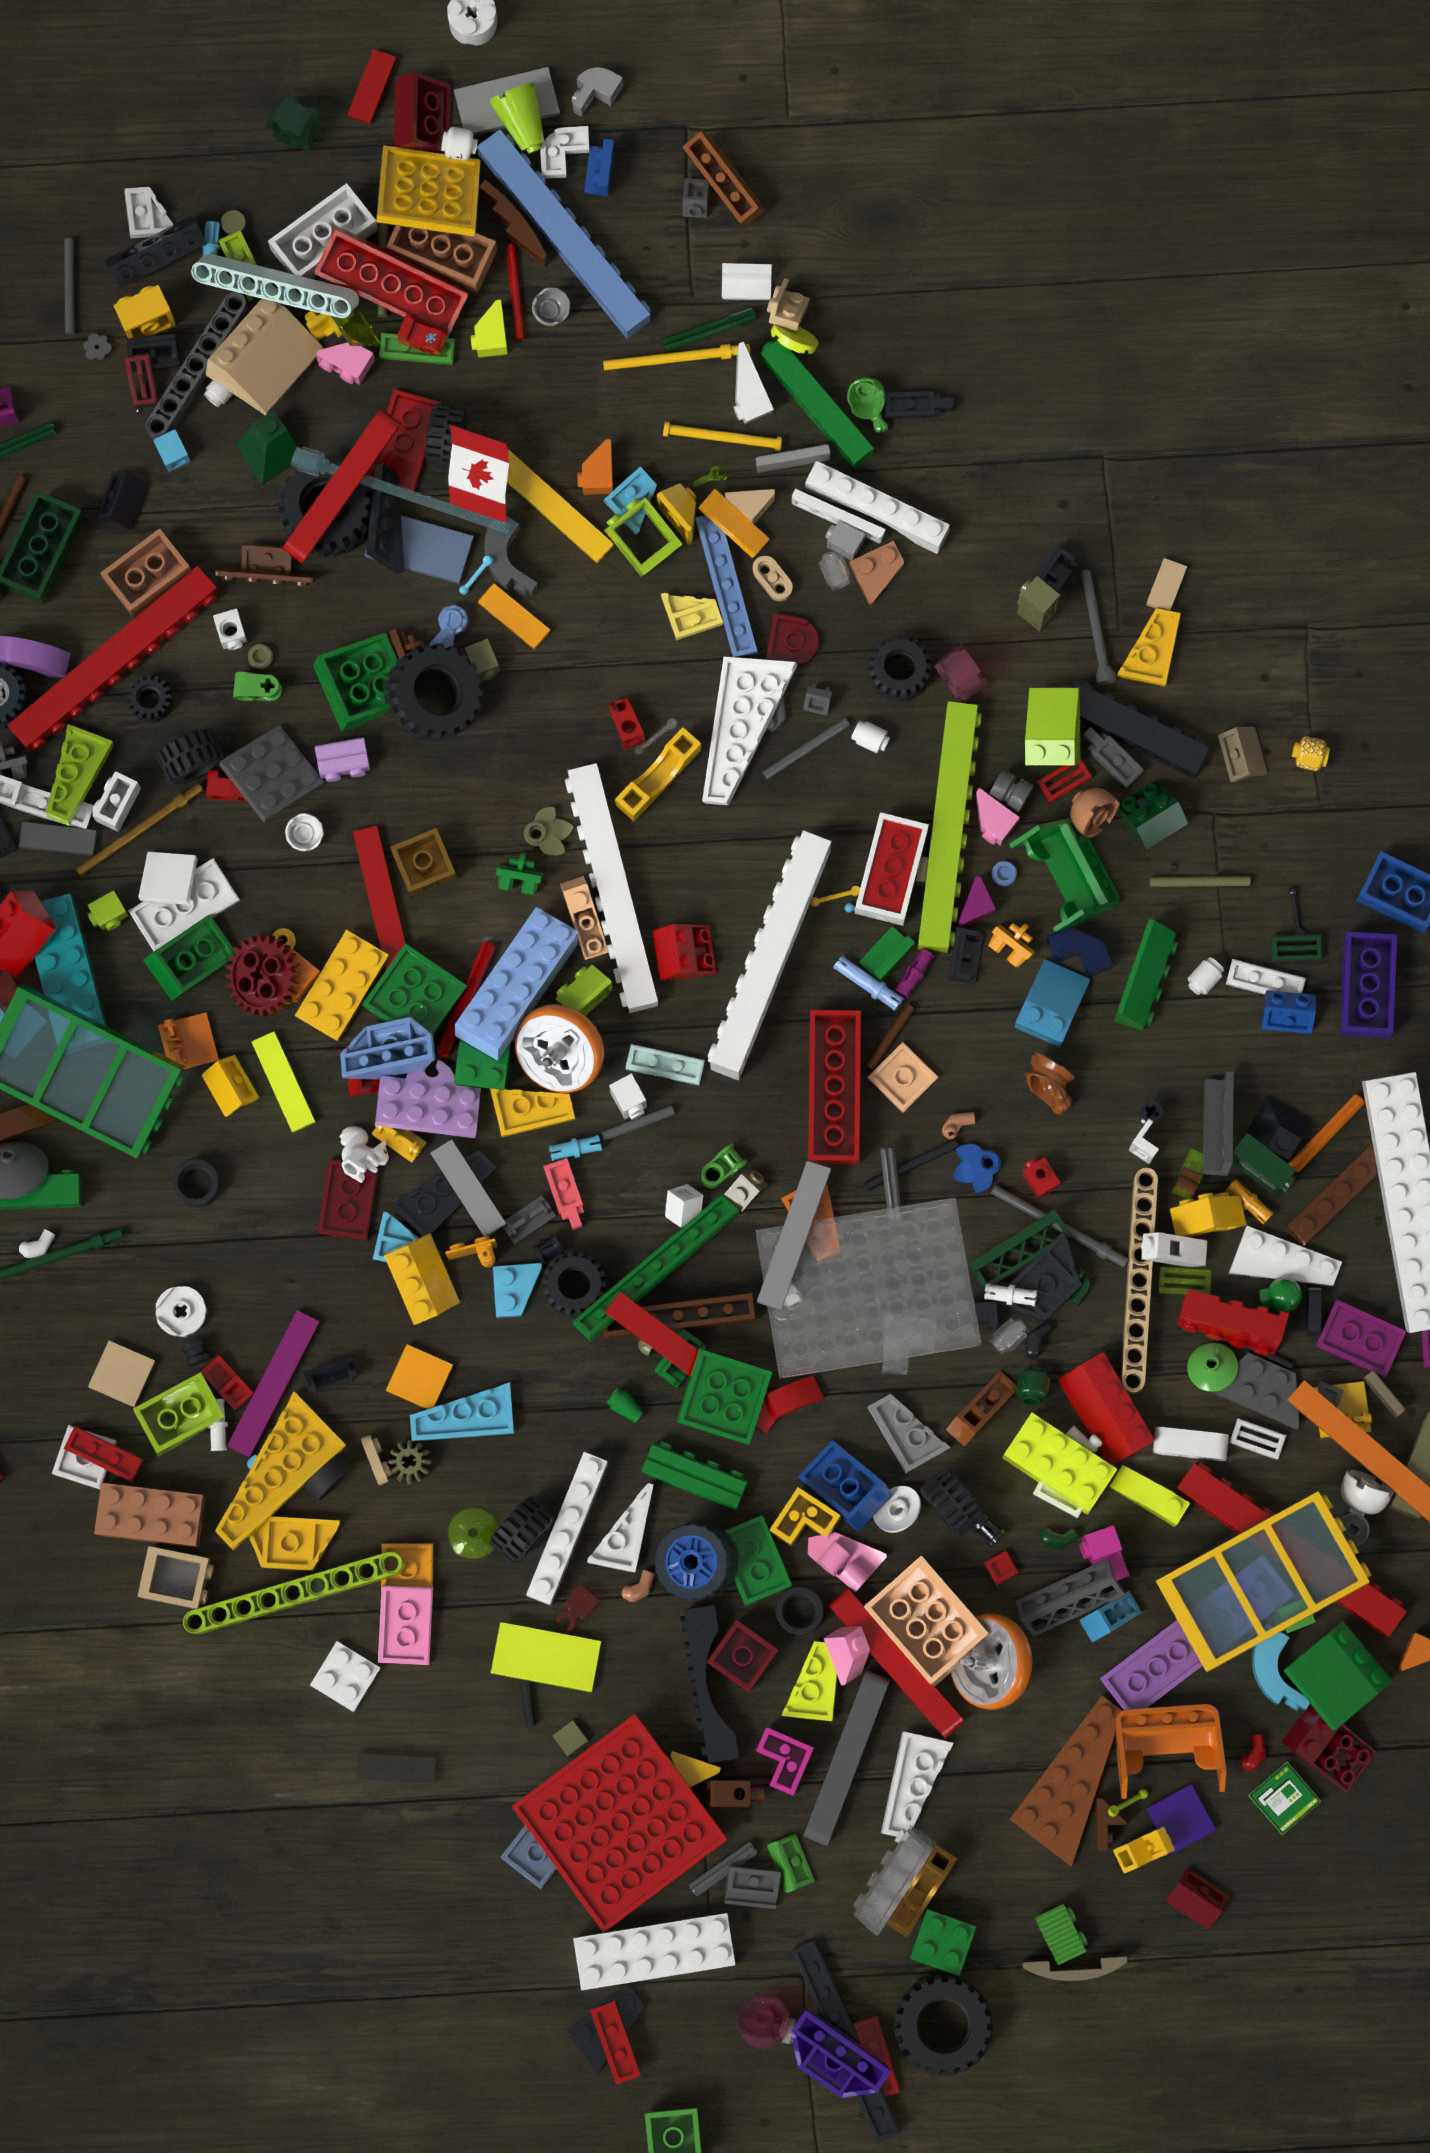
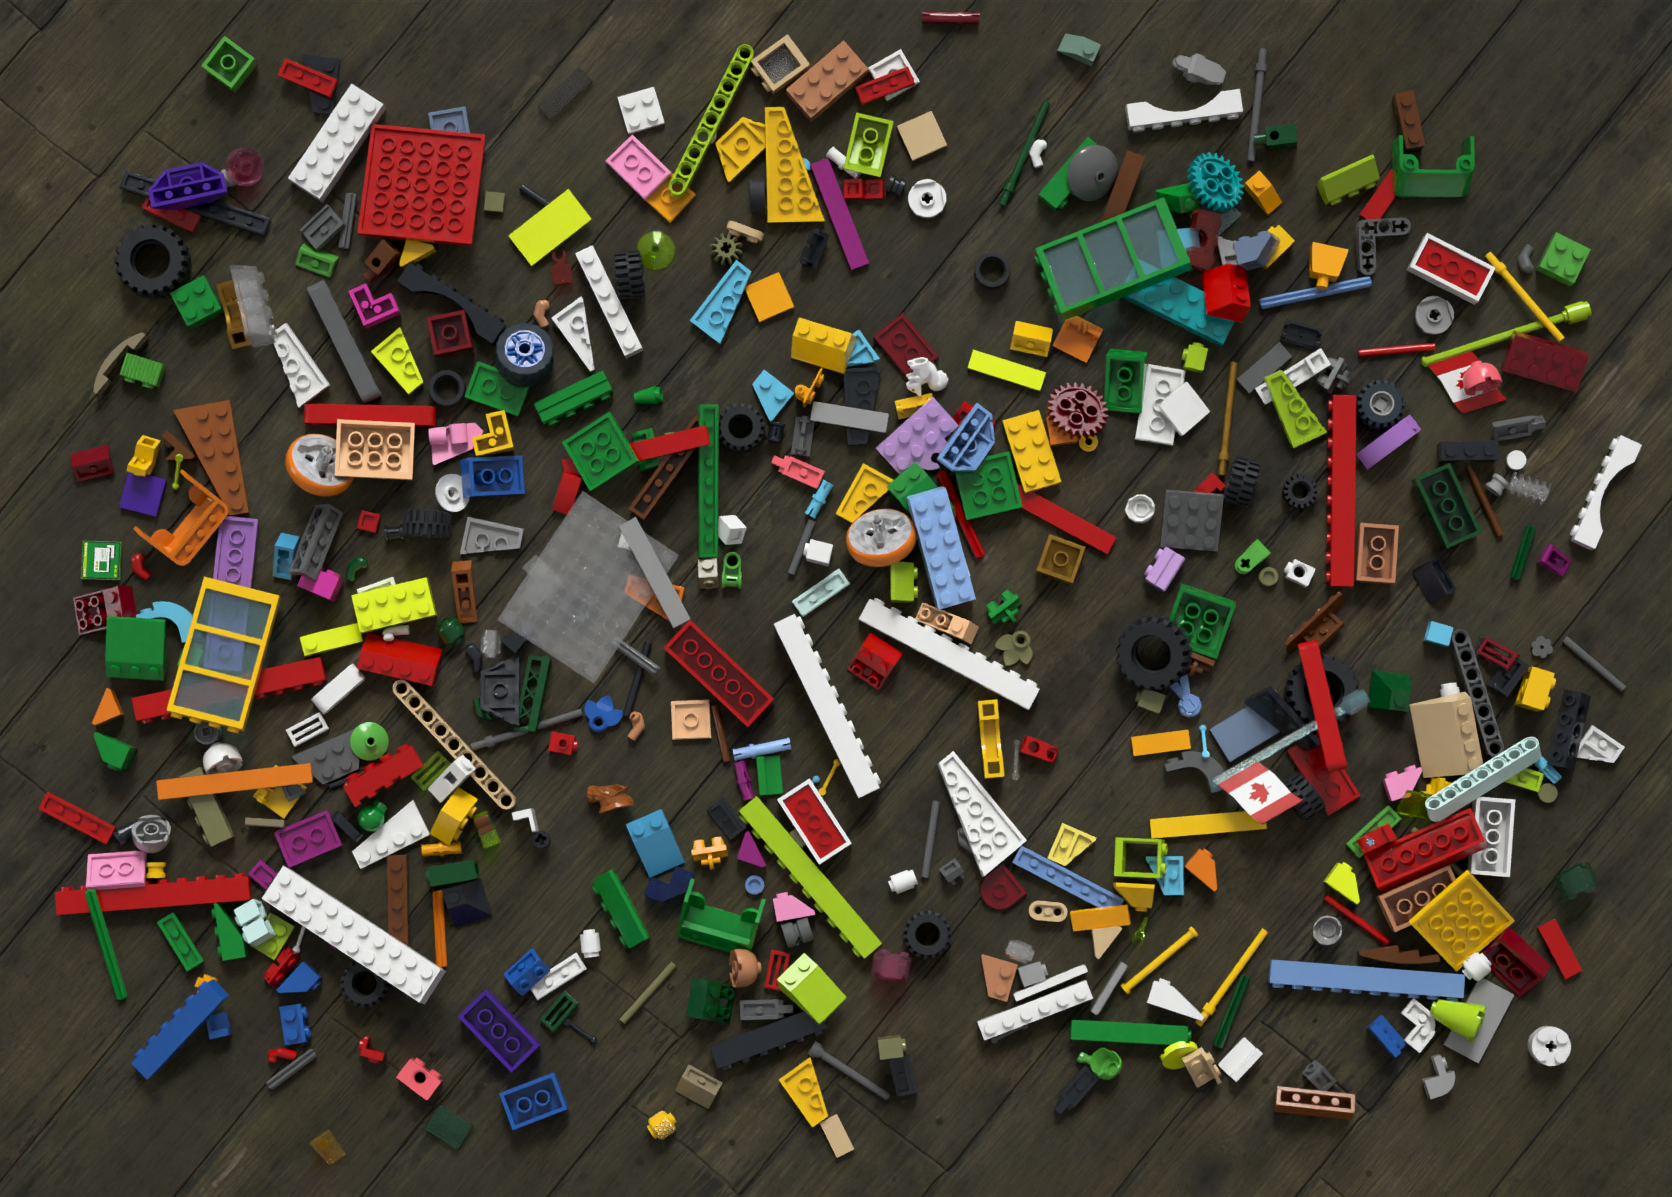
camera: 130 degrees right, 5 degrees up
(116, 801) = (1255, 418): white brick -> none
(848, 1652) = (399, 393): bright pink slope -> none
(1010, 1294) = (511, 664): white pin -> none
(1218, 1125) = (498, 869): dark grey fence -> none

